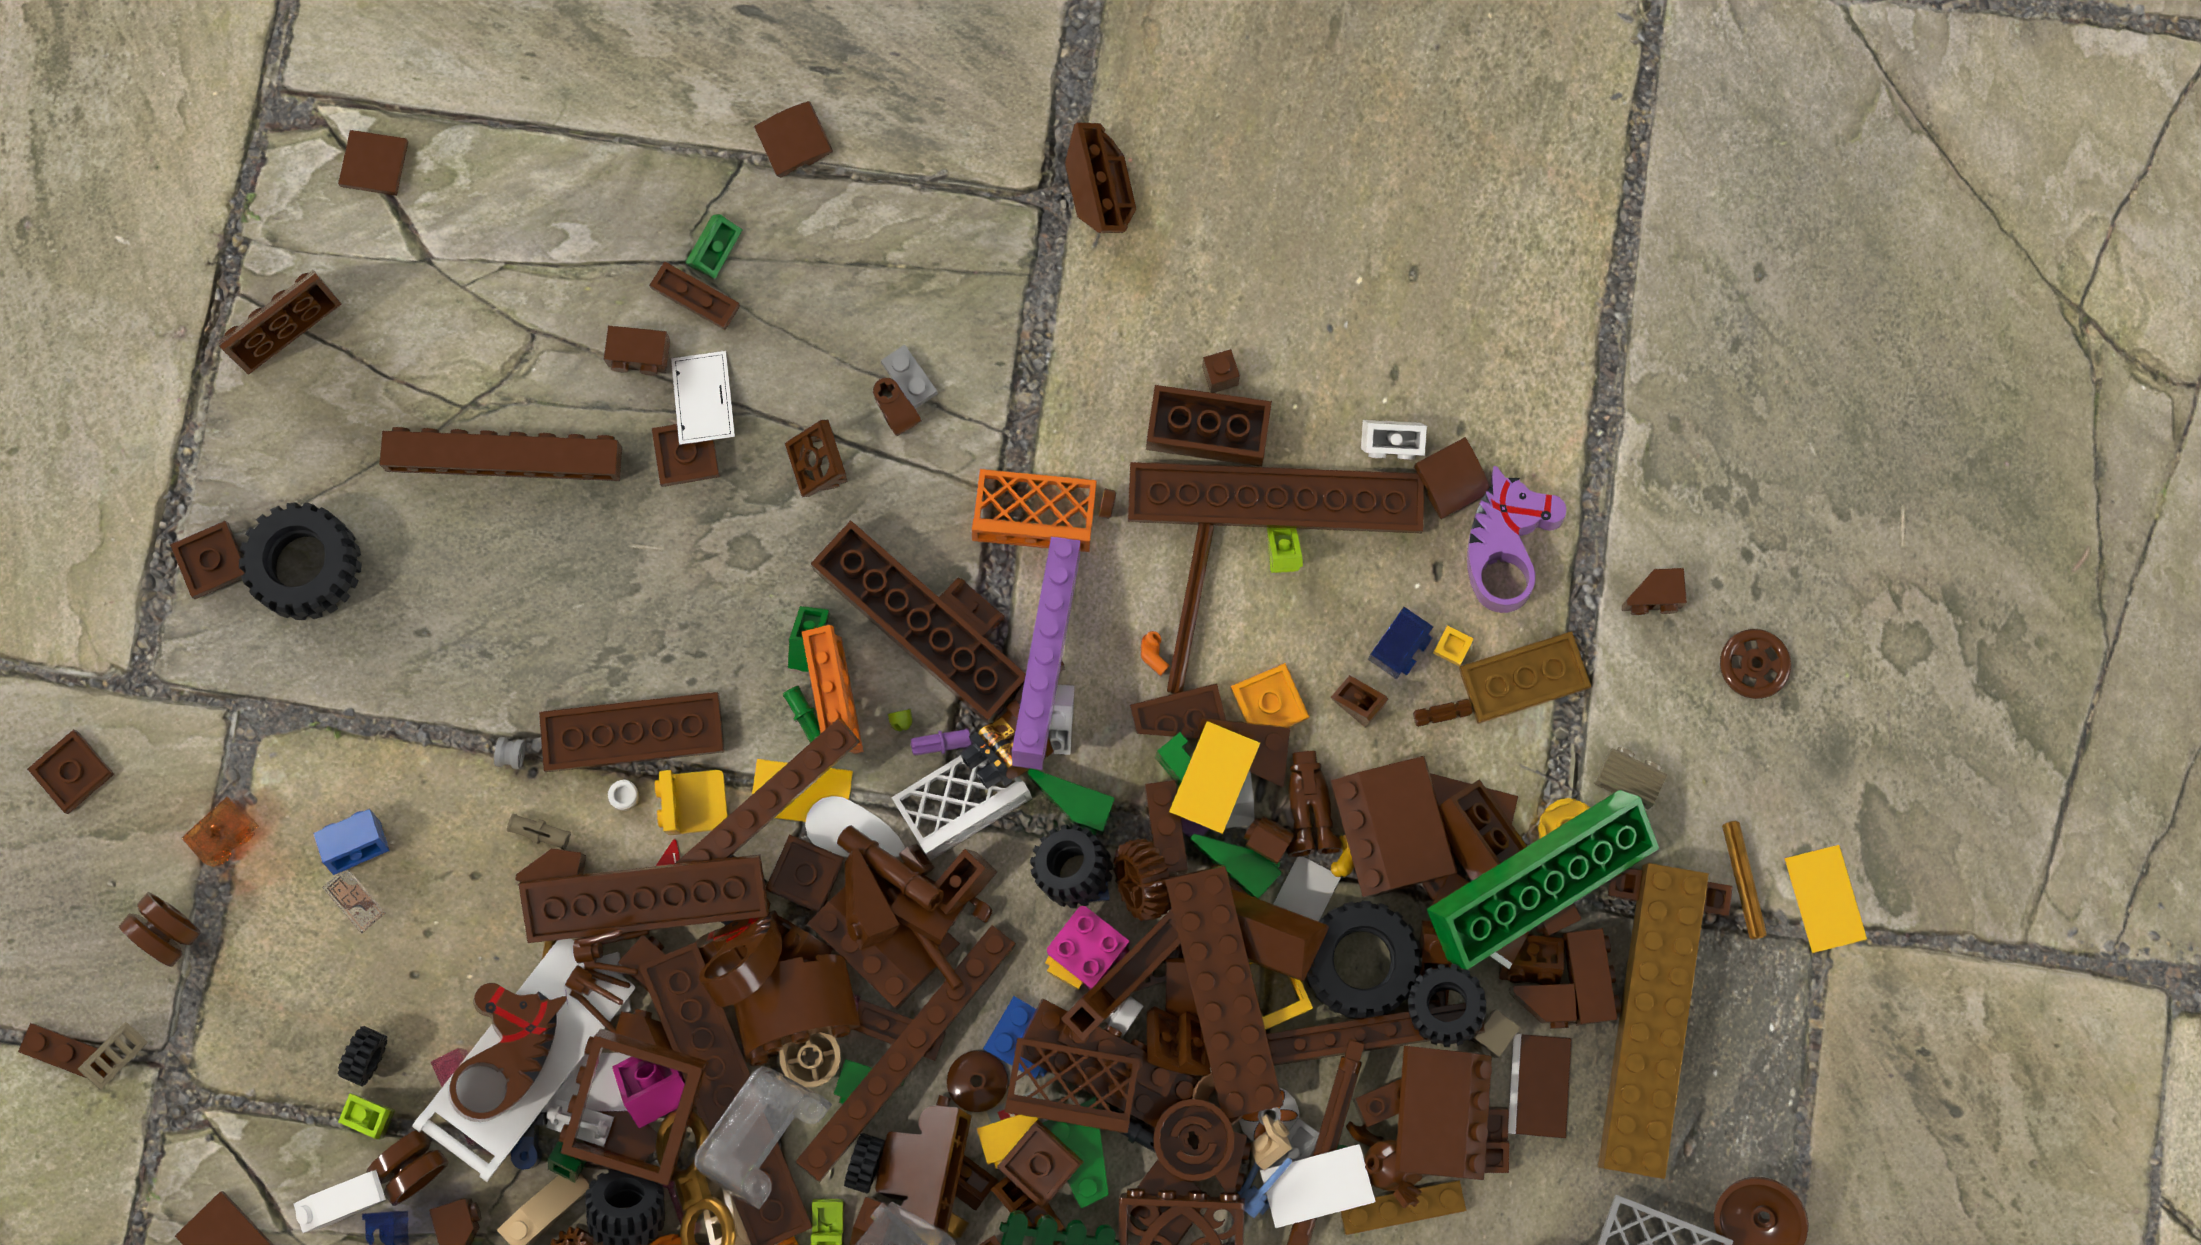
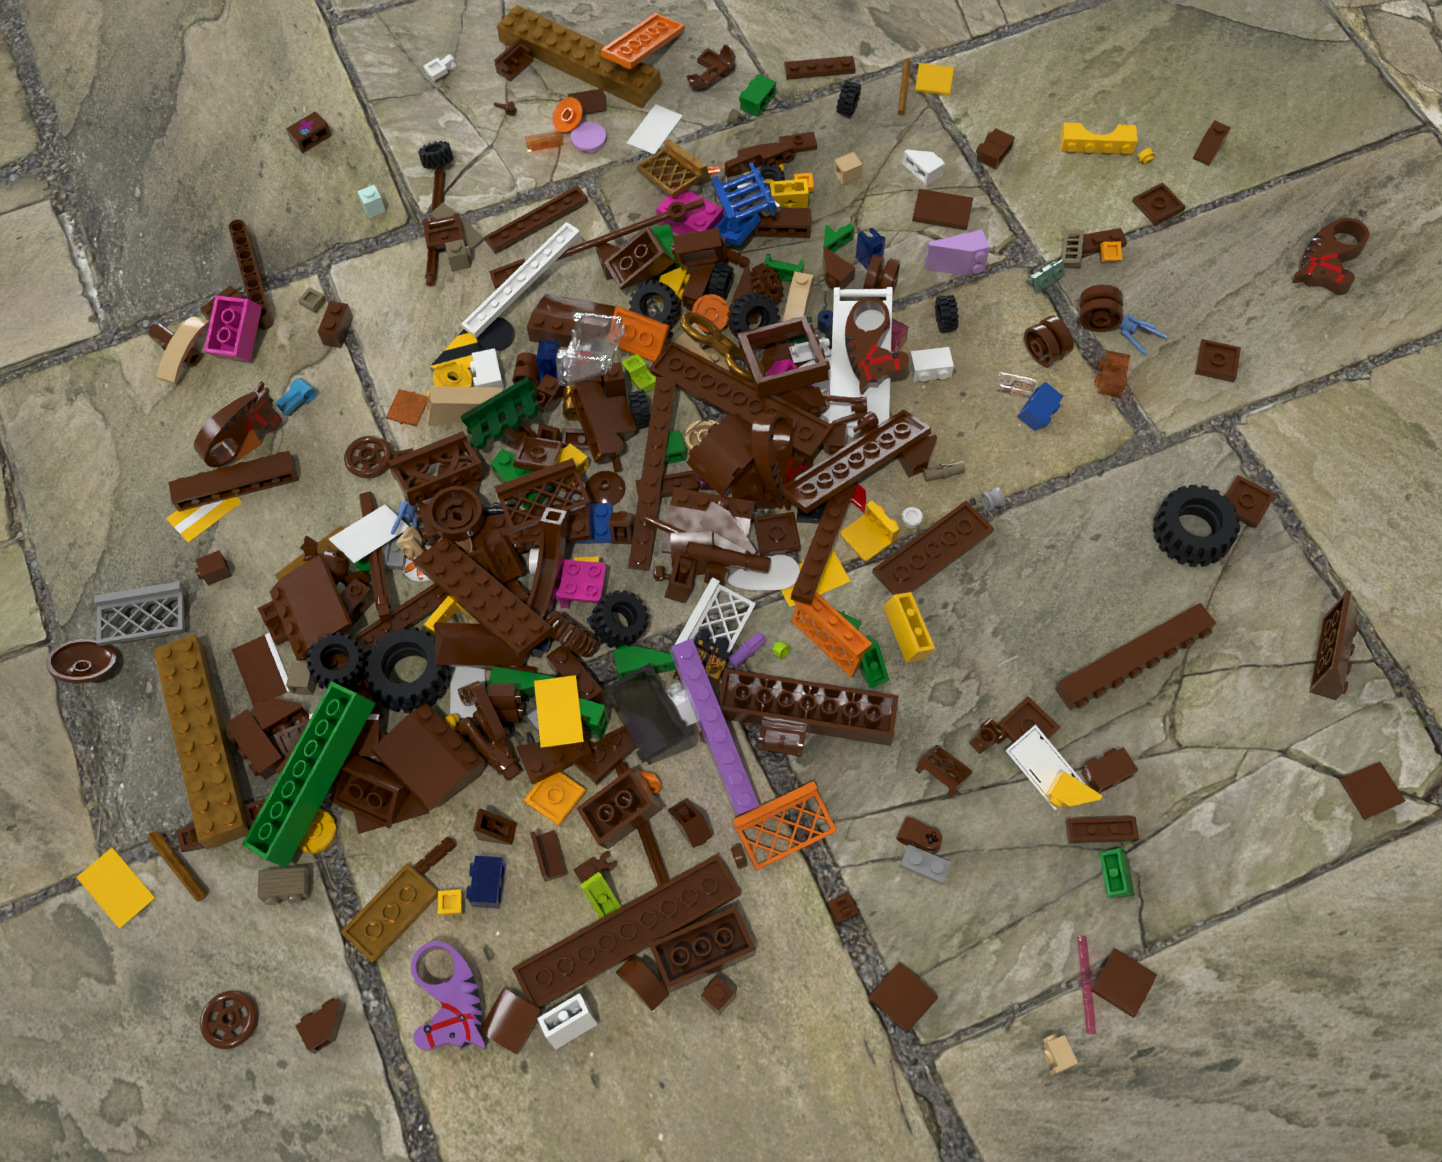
camera: 150 degrees right, 15 degrees down
(65, 1019) = (1111, 252): none -> light orange plate
(132, 889) = (1131, 324): none -> medium blue plant
(191, 1036) = (1049, 275): none -> sand green hinge
(267, 923) = (1048, 340): none -> reddish brown wheel
(270, 1135) = (958, 254): none -> lavender slope
(339, 1202) = (904, 243): white slope -> none
(366, 1116) = (920, 290): lime slope -> none
(439, 995) = (931, 364): none -> white brick
(698, 350) = (1070, 792): none -> yellow slope
(734, 469) = (988, 736): none -> reddish brown plate
(735, 646) = (908, 627): none -> yellow brick
(752, 1129) = (709, 381): clear windscreen -> none
(831, 161) = (1086, 985): none -> clear pink bar
(912, 113) = (1058, 1054): none -> tan brick
(990, 1001) = (621, 527): none -> reddish brown slope
(1029, 259) = (903, 997): none -> reddish brown slope
(1029, 385) = (843, 908): none -> reddish brown tile
(1099, 179) = (890, 1086): reddish brown wedge -> none
(1110, 714) = (649, 716): none -> clear smoke windscreen
(1137, 574) = (690, 823): none -> reddish brown slope
(1208, 628) = (619, 808): none -> reddish brown brick
(1278, 588) = (591, 867): none -> reddish brown plate
(1293, 432) = (642, 983): none -> reddish brown brick
(1298, 846) = (475, 694): none -> reddish brown beam
(1315, 635) = (548, 855): none -> reddish brown panel

